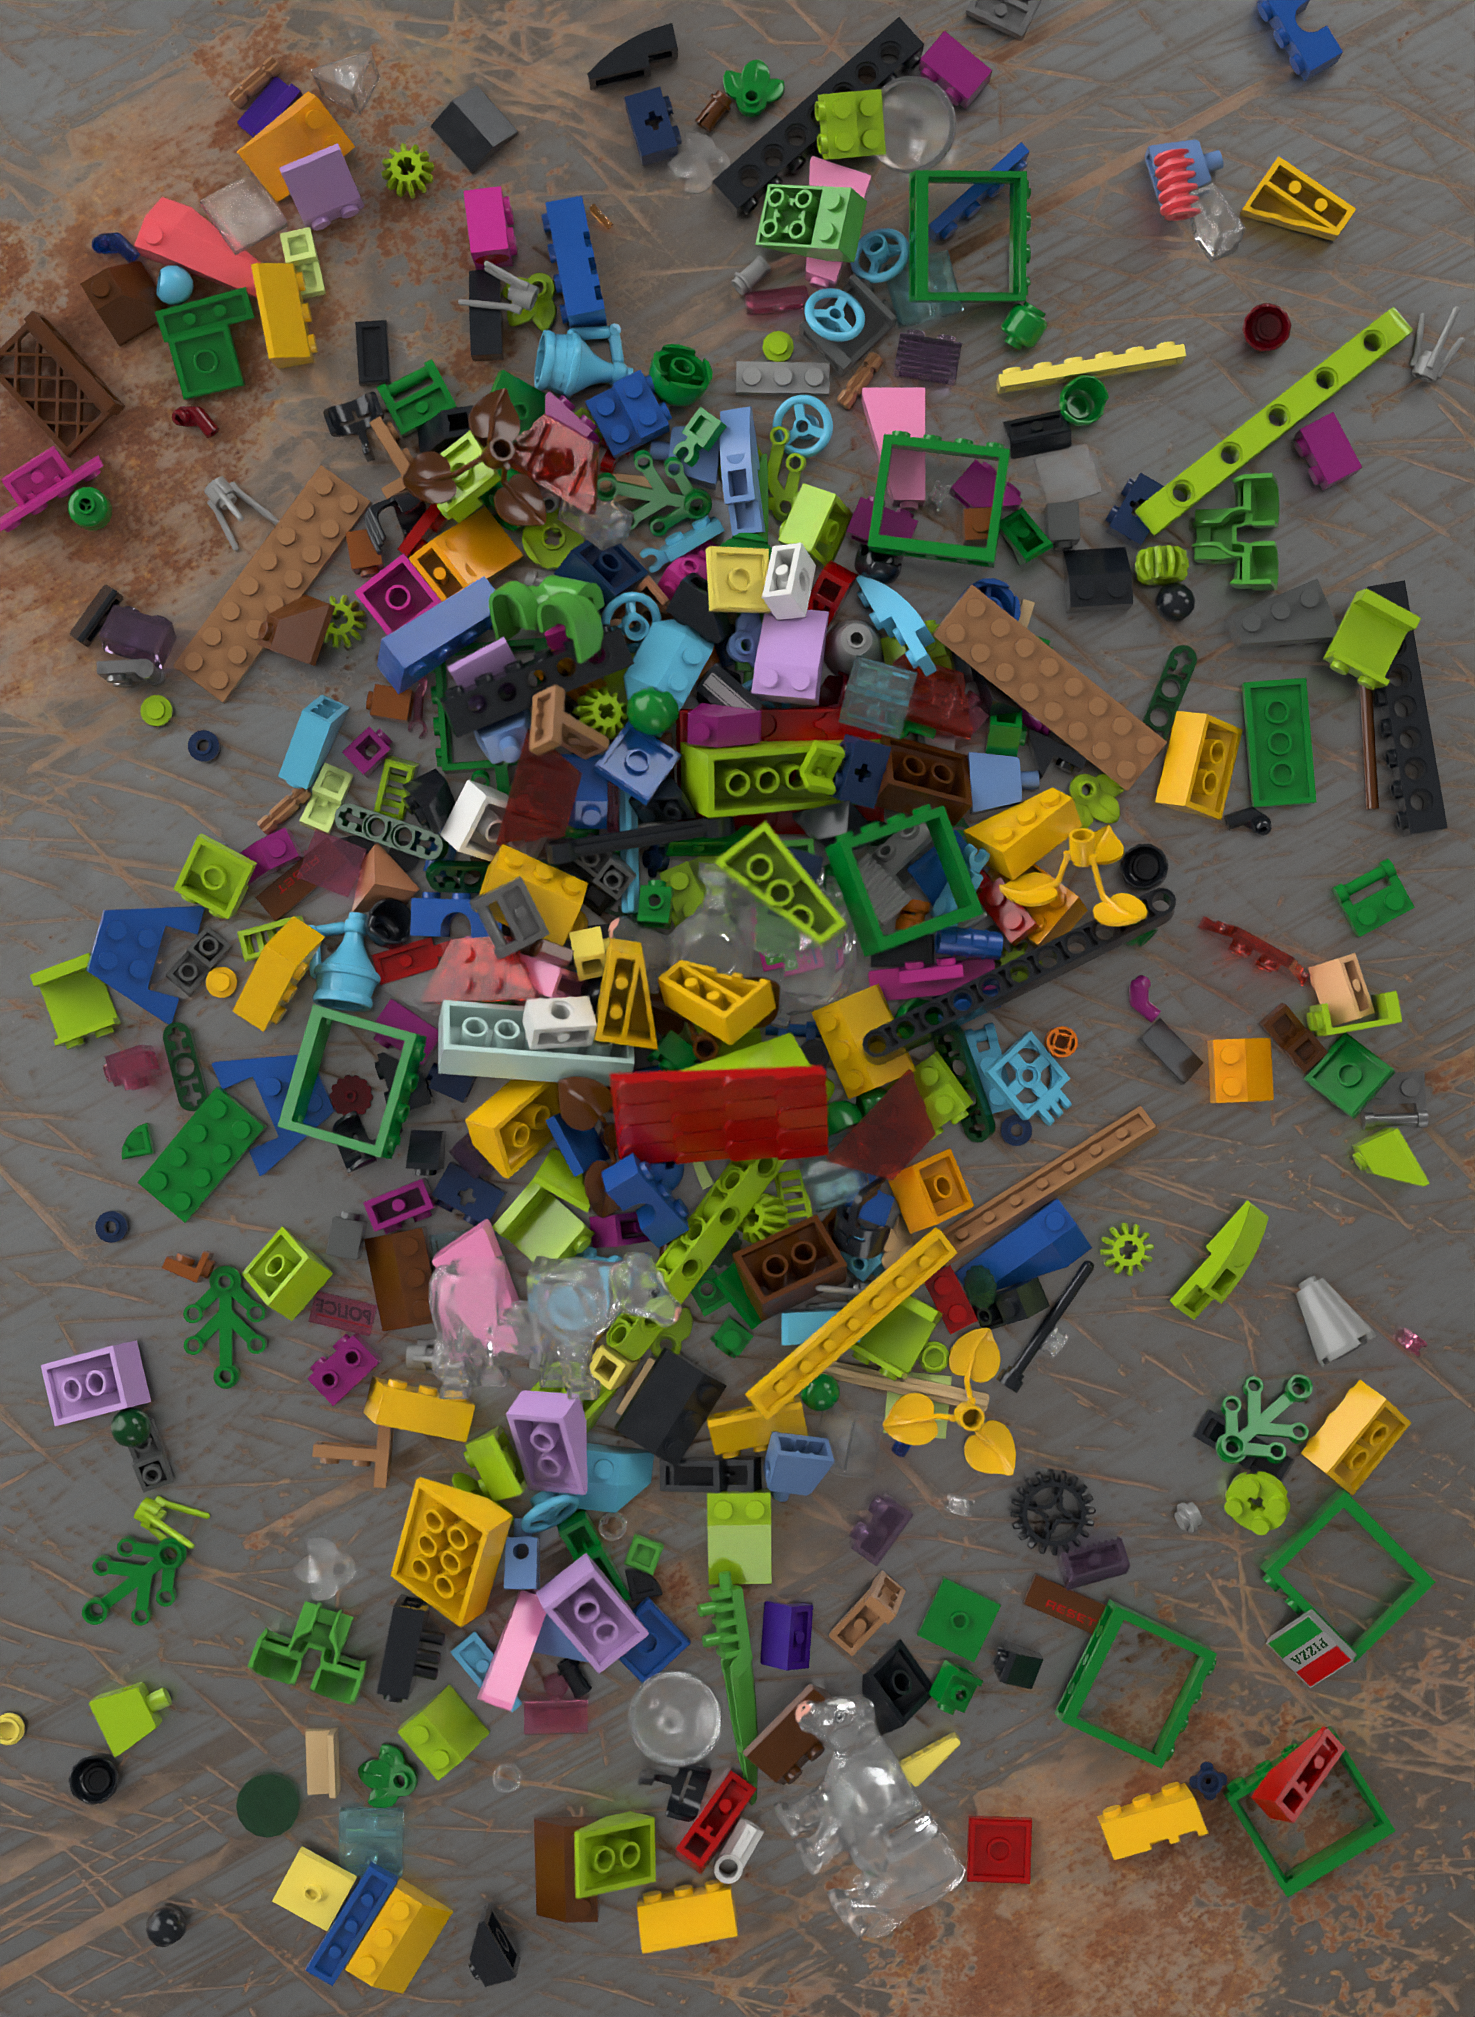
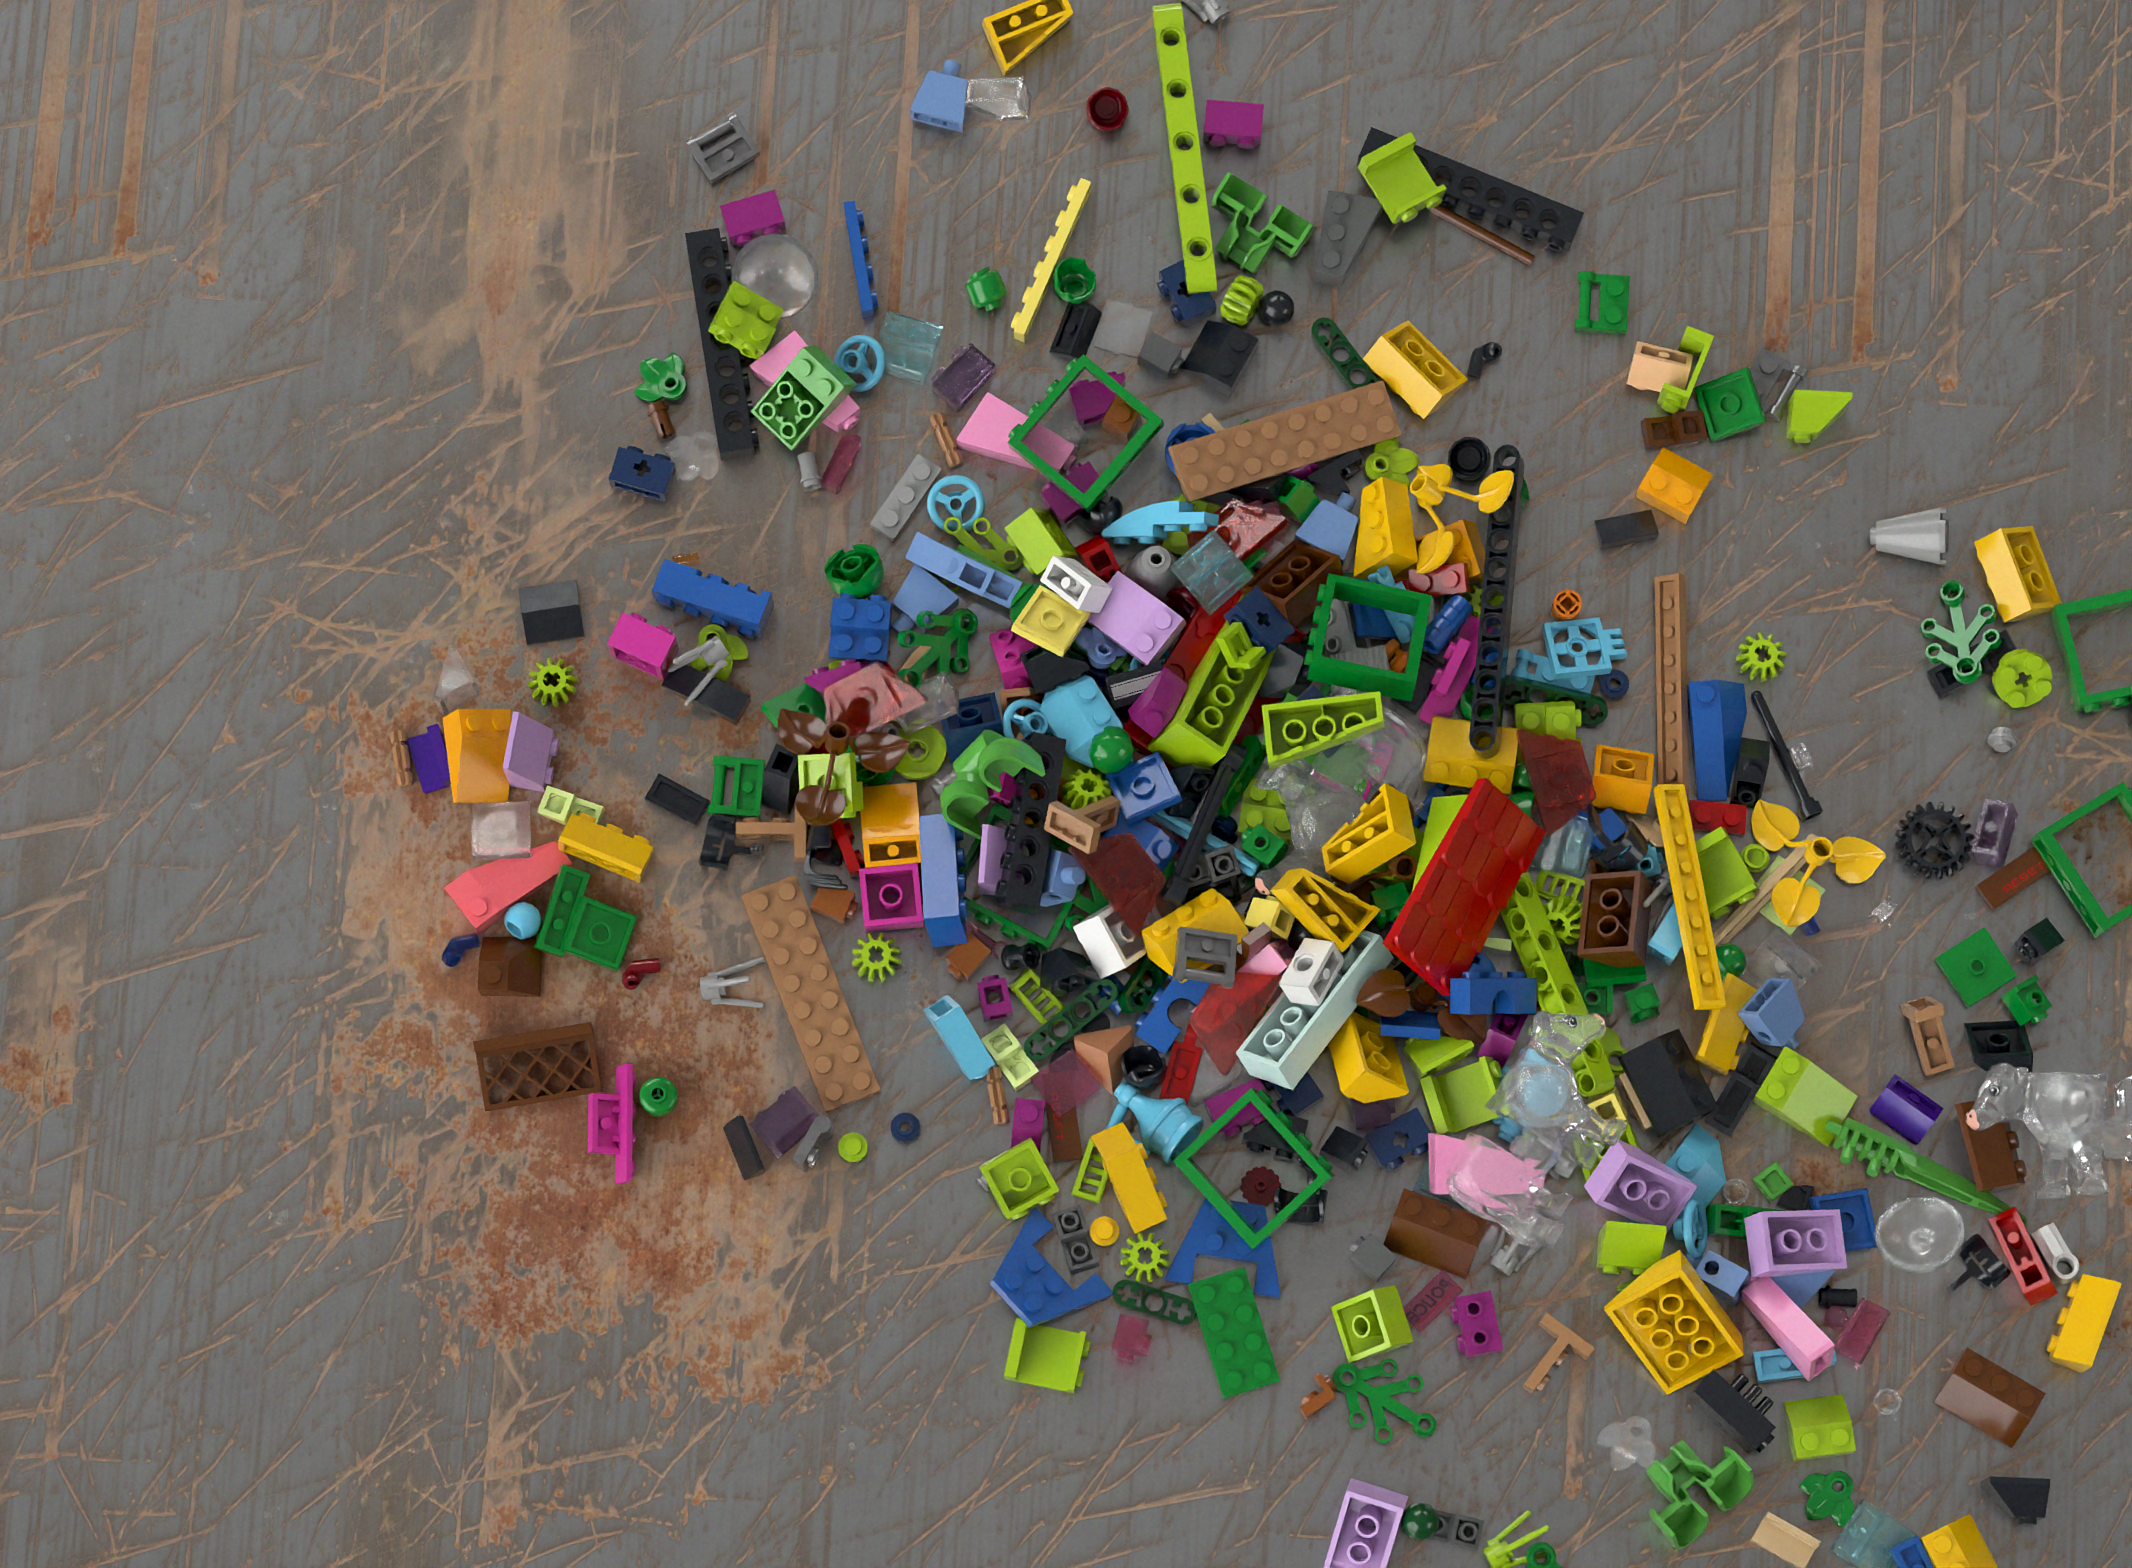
camera: 60 degrees left, 10 degrees down
(120, 1222) = (1236, 1442): dark blue plate -> none
(138, 1143) = (1191, 1379): green tile -> none
(215, 1022) = (1134, 1257): none -> lime gear
(297, 629) = (864, 988): reddish brown slope -> none
(400, 1204) = (1374, 1196): magenta brick -> none
(418, 747) = (1020, 956): none -> black bush
(418, 1409) = (1546, 1285): yellow wedge -> none
(569, 365) = (791, 651): medium azure piece -> none
(615, 1854) = (2000, 1341): lime slope -> none
(633, 57) = (580, 451): black slope -> none
(680, 544) = (987, 652): medium azure plate -> none
(701, 433) = (912, 581): plate -> none
(778, 346) = (879, 485): lime plate -> none
(831, 321) = (888, 429): medium azure piece -> none
(879, 321) = (897, 420): dark grey panel -> none
(881, 1527) = (1865, 979): clear purple brick -> none
(918, 235) = (870, 322): green window -> none
(925, 1761) = (2072, 1052): light yellow slope -> none
(980, 1286) = (1721, 785): clear green piece -> none
(1024, 536) = (1154, 388): green slope -> none
(1140, 998) = (1569, 526): magenta arm -> none
(1175, 185) = (957, 107): coral piece -> none
(1229, 1259) = (1816, 579): lime slope -> none
(1245, 944) = (1578, 417): clear red wing -> none
(1279, 742) = (1436, 298): green plate -> none
(1411, 1342) = (1969, 486): clear pink bush -> none

